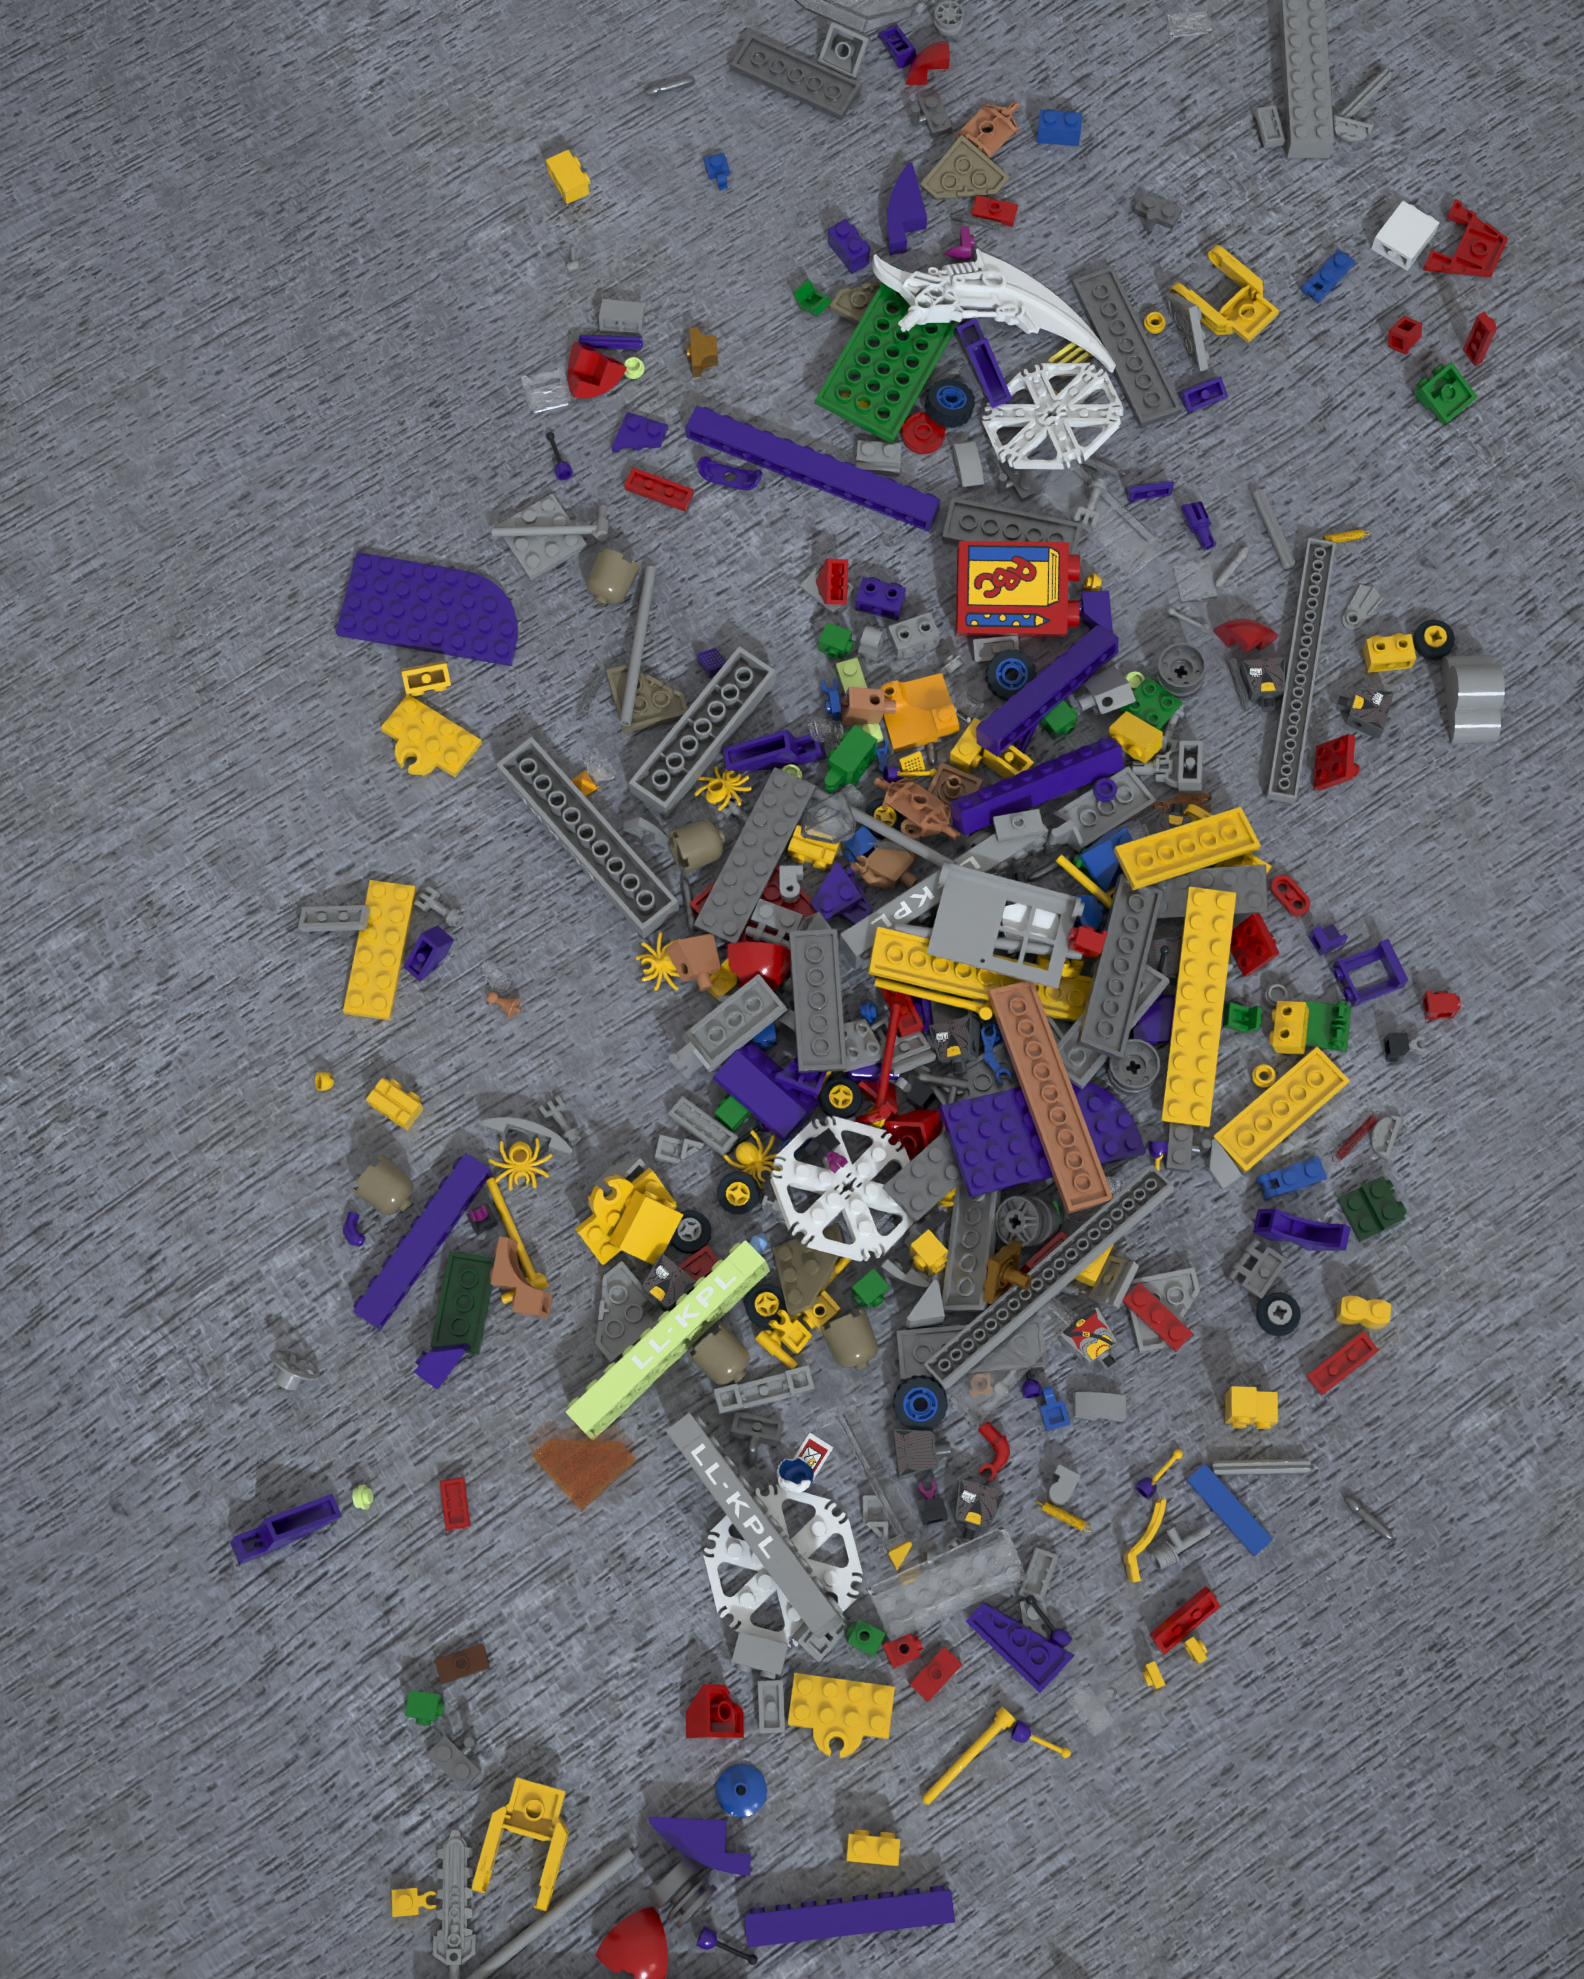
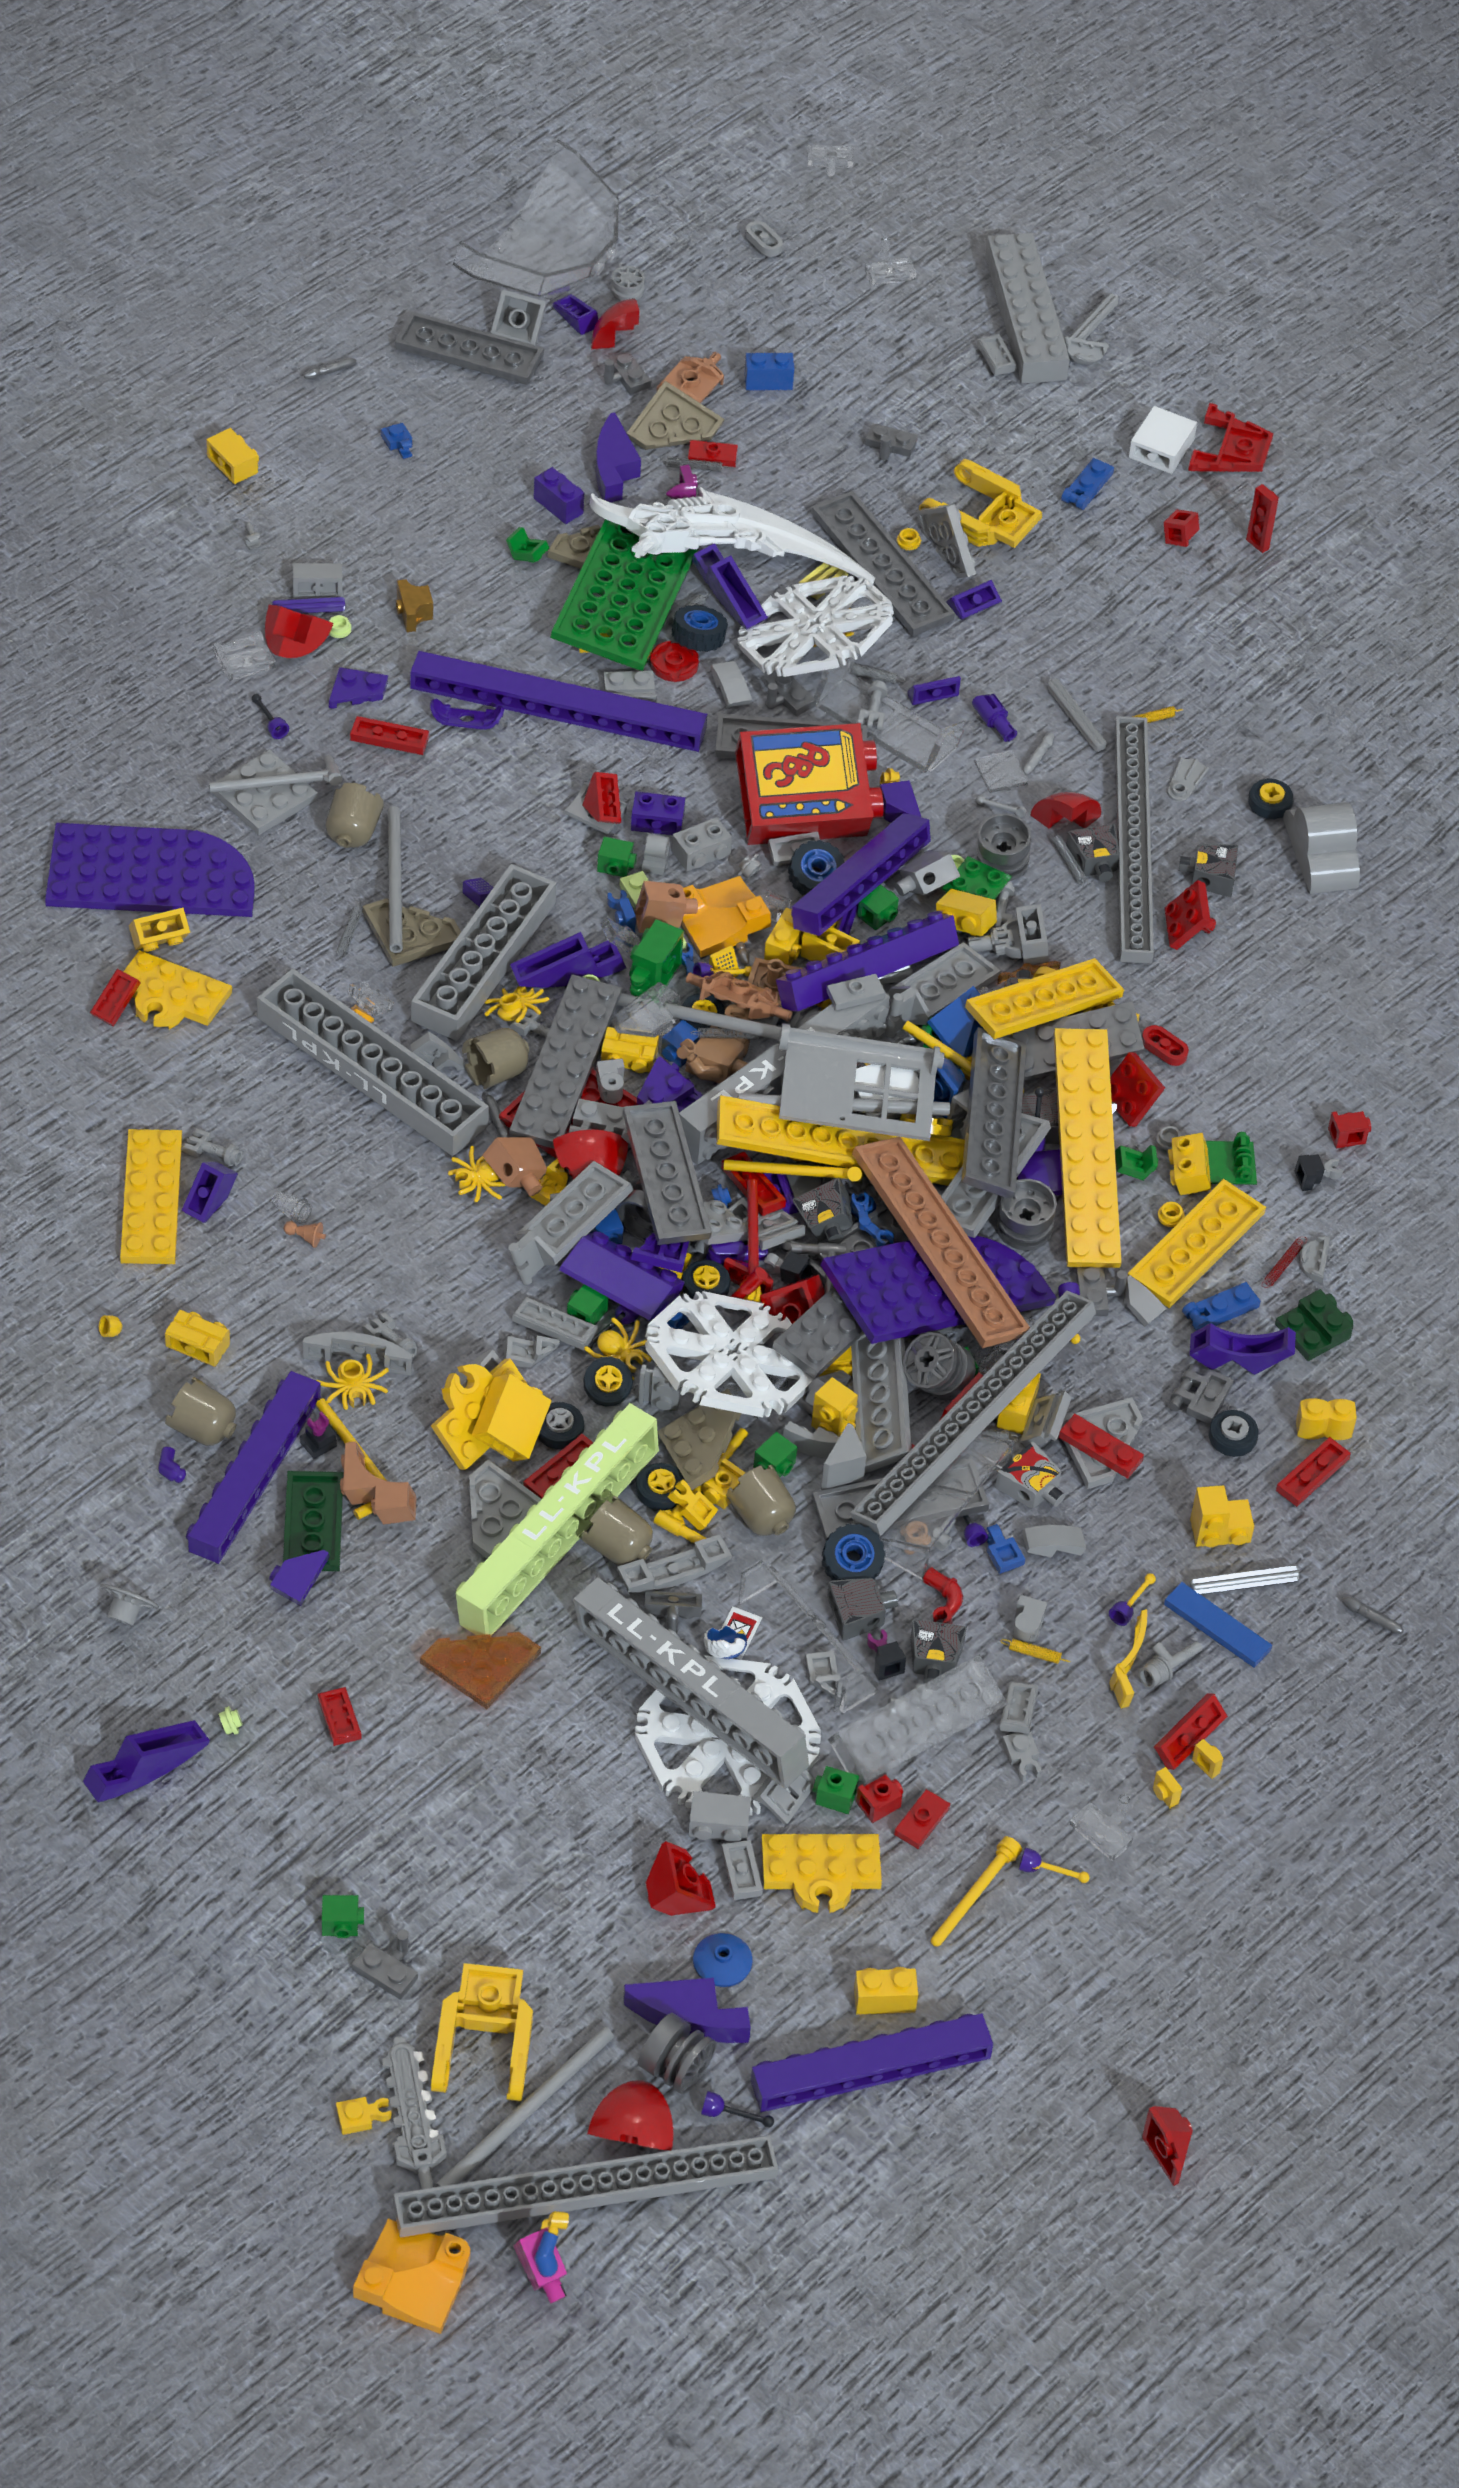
camera: 15 degrees left, 20 degrees down
(334, 918) = (95, 1166): light grey plate -> none
(378, 742) = (115, 997): none -> red plate
(462, 1664) = (376, 1873): reddish brown plate -> none
(665, 1285) = (542, 1468): torso -> none
(824, 1146) = (700, 1309): black piece -> none
(899, 1554) = (858, 1704): yellow slope -> none
(1003, 1272) = (924, 1409): pearl gold plate -> none
(1020, 1646) = (1022, 1781): dark purple wing -> none
(1058, 1636) = (1053, 1763): hinge -> none
(1086, 940) = (953, 1088): red brick -> none
(1105, 790) = (942, 962): dark purple tile -> none
(1326, 939) = (1213, 1083): dark purple panel -> none
(1389, 653) = (1225, 814): yellow brick -> none
(1389, 959) = (1279, 1089): dark purple panel -> none
(1445, 392) = (1235, 575): green plate -> none

